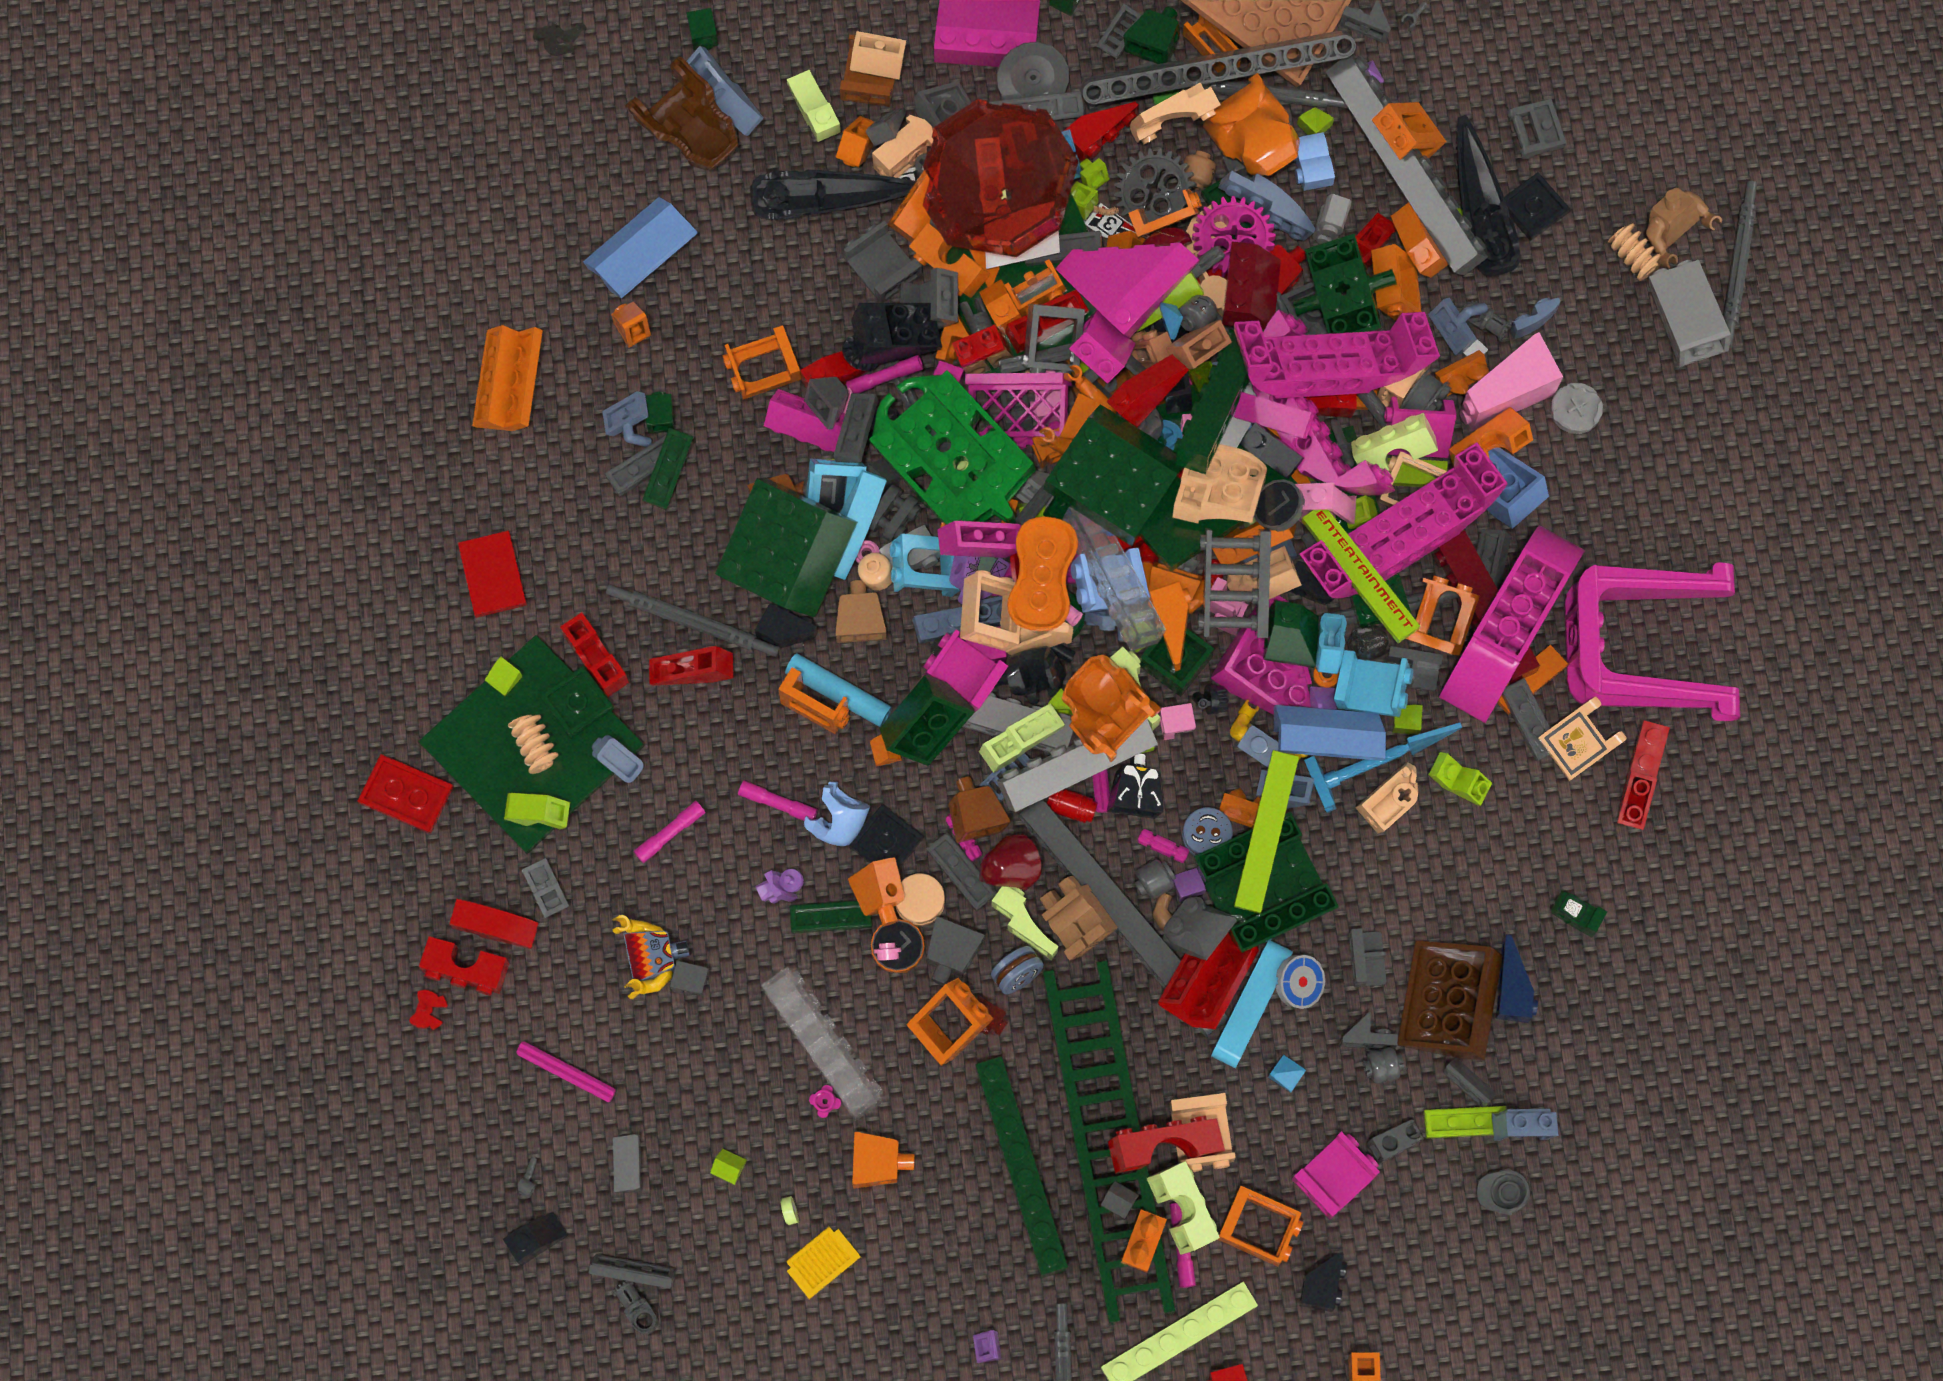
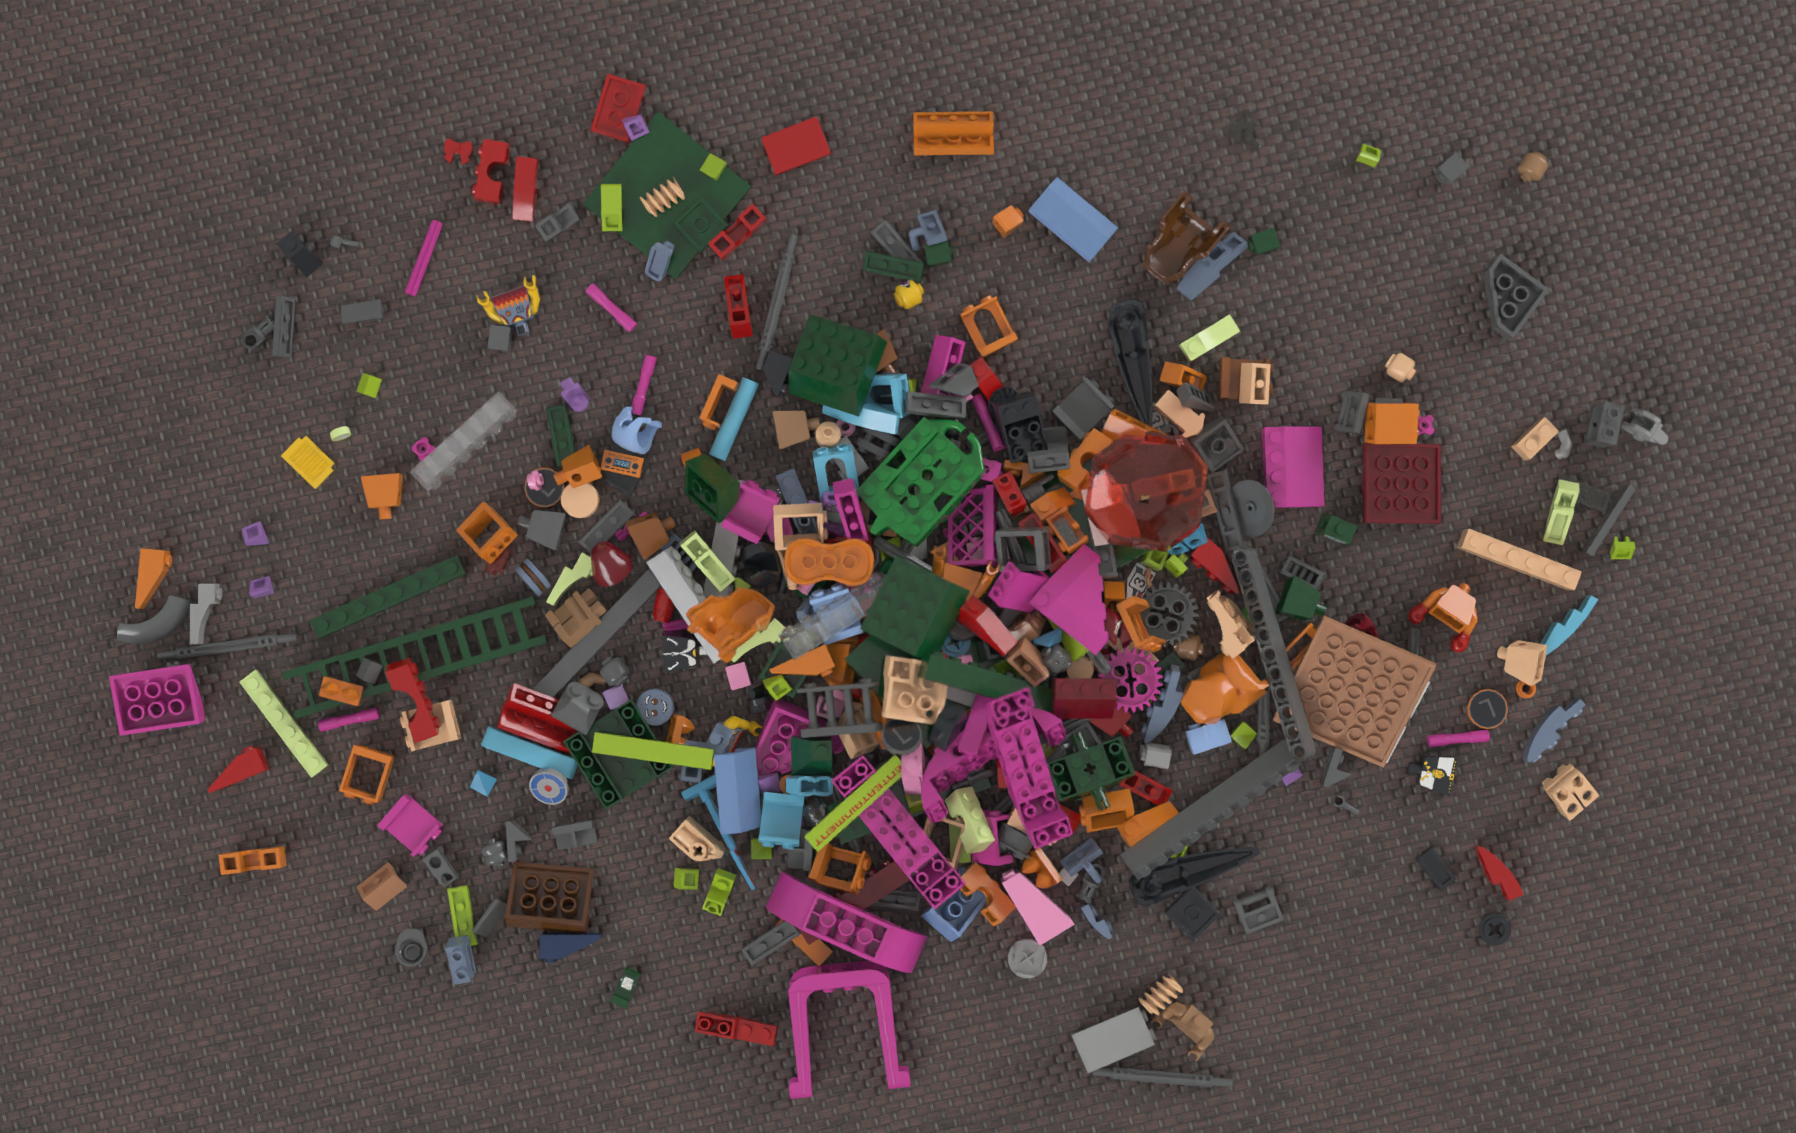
camera: 85 degrees right, 15 degrees up
(434, 770) = (635, 126): none -> medium lavender slope
(706, 453) = (908, 294): none -> yellow head
(879, 836) = (622, 463): none -> orange tile
(913, 1347) = (254, 534): none -> medium lavender slope
(1163, 846) = (642, 675): dark pink axle -> none
(1196, 1225) = (358, 727): yellowish green arch -> none
(1197, 664) = (777, 686): none -> lime slope
(1321, 1285) = (330, 821): black slope -> none
(1410, 136) = (1244, 818): orange panel -> none
(1415, 1226) = (381, 887): none -> nougat panel
(1439, 822) = (686, 878): none -> lime slope
(1576, 741) = (757, 977): light nougat flag -> none

